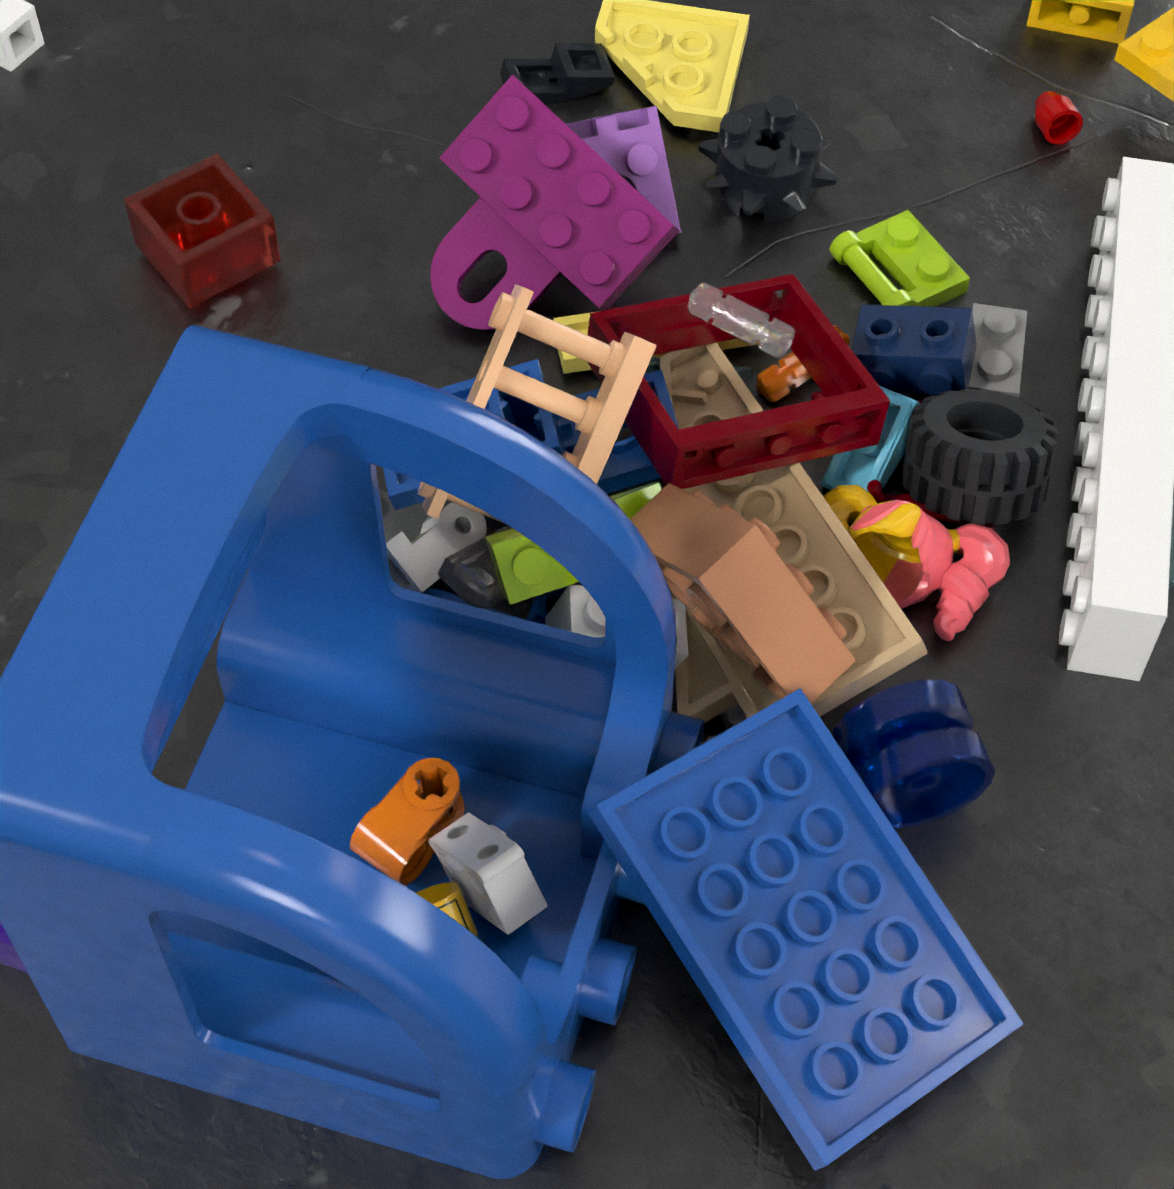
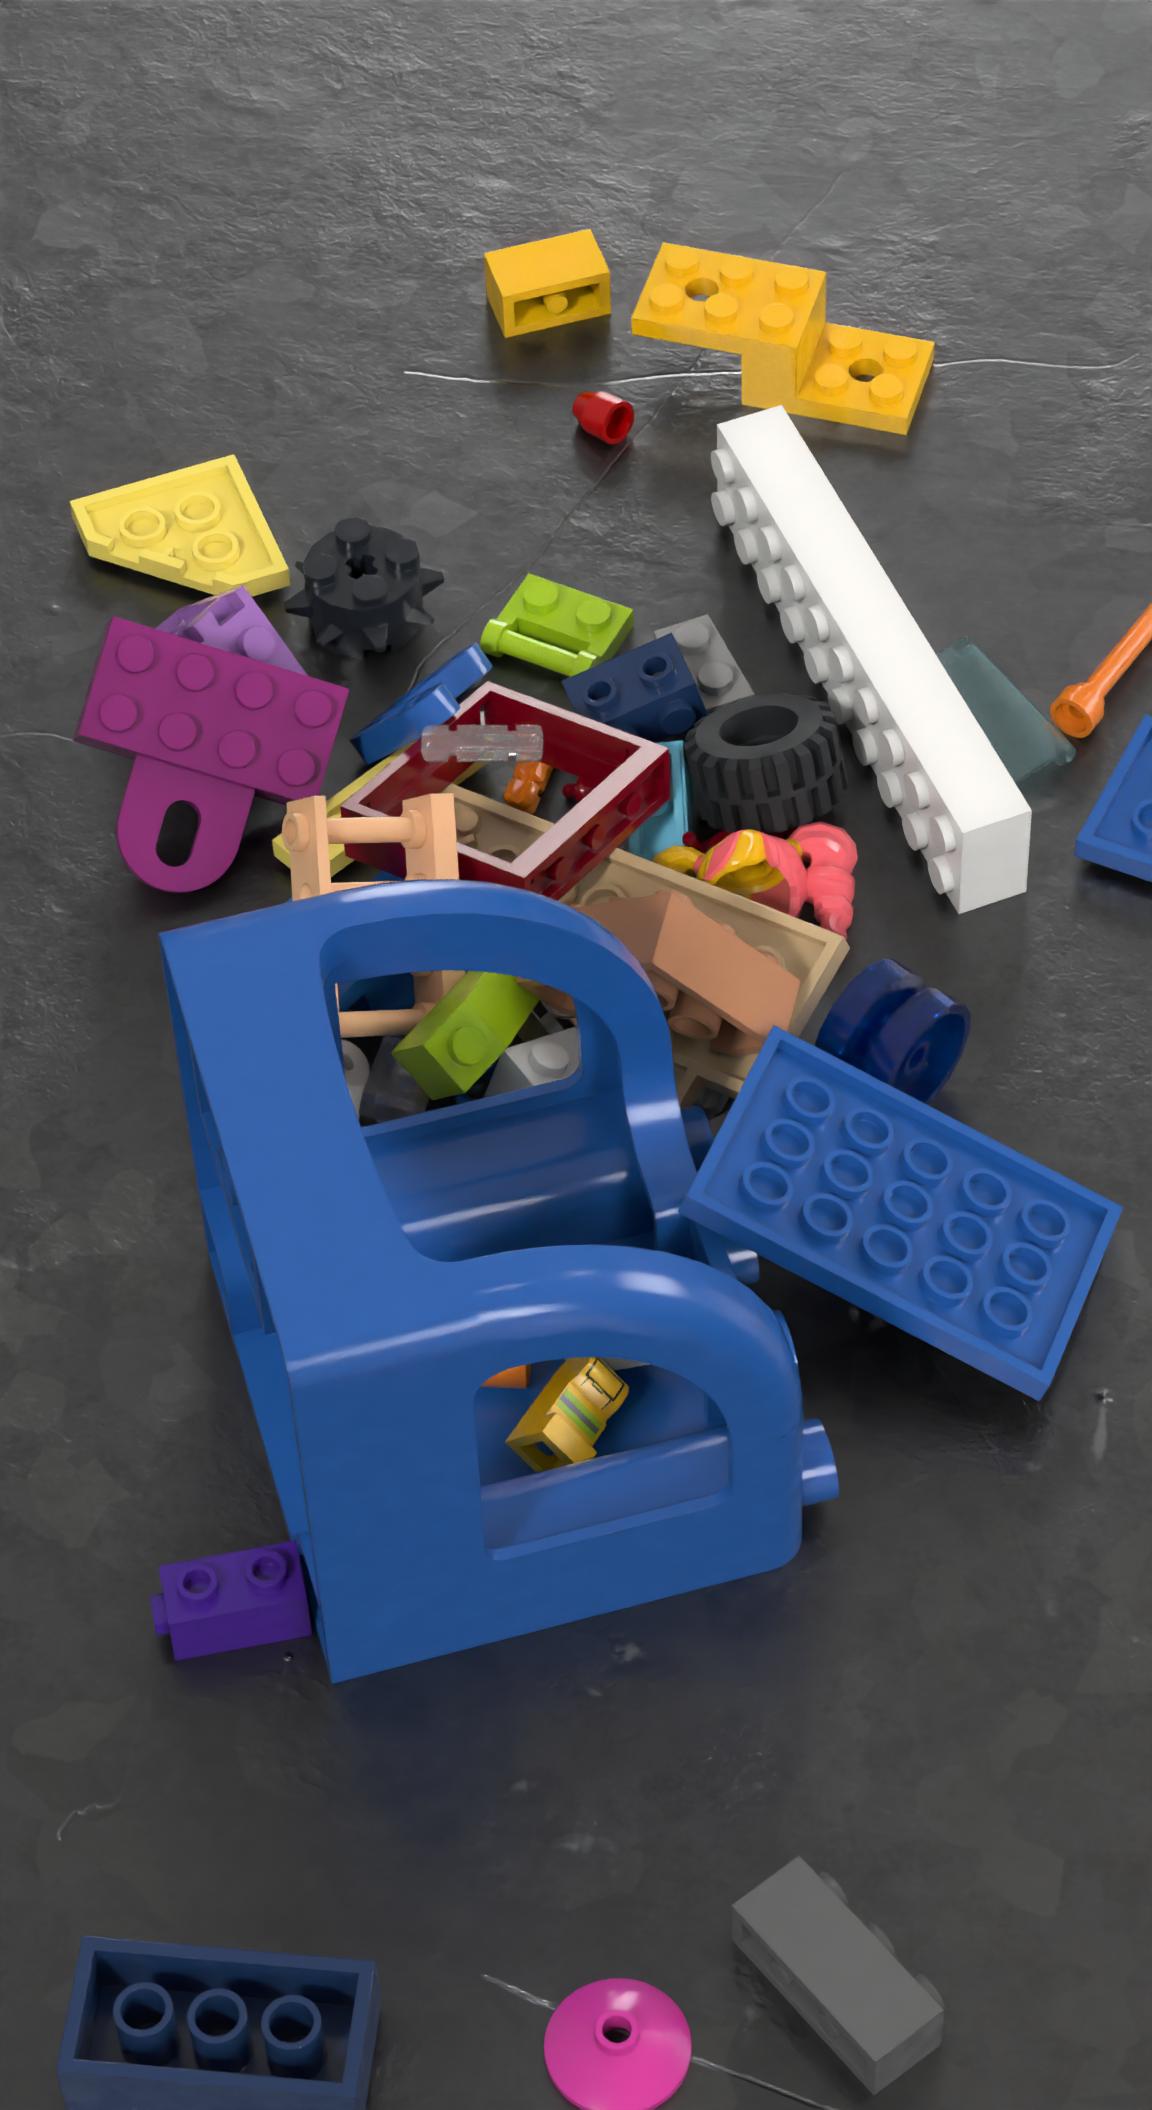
camera: 30 degrees left, 5 degrees down
(569, 74) = (81, 609): black slope -> none
(748, 268) = (425, 704): none -> blue beam

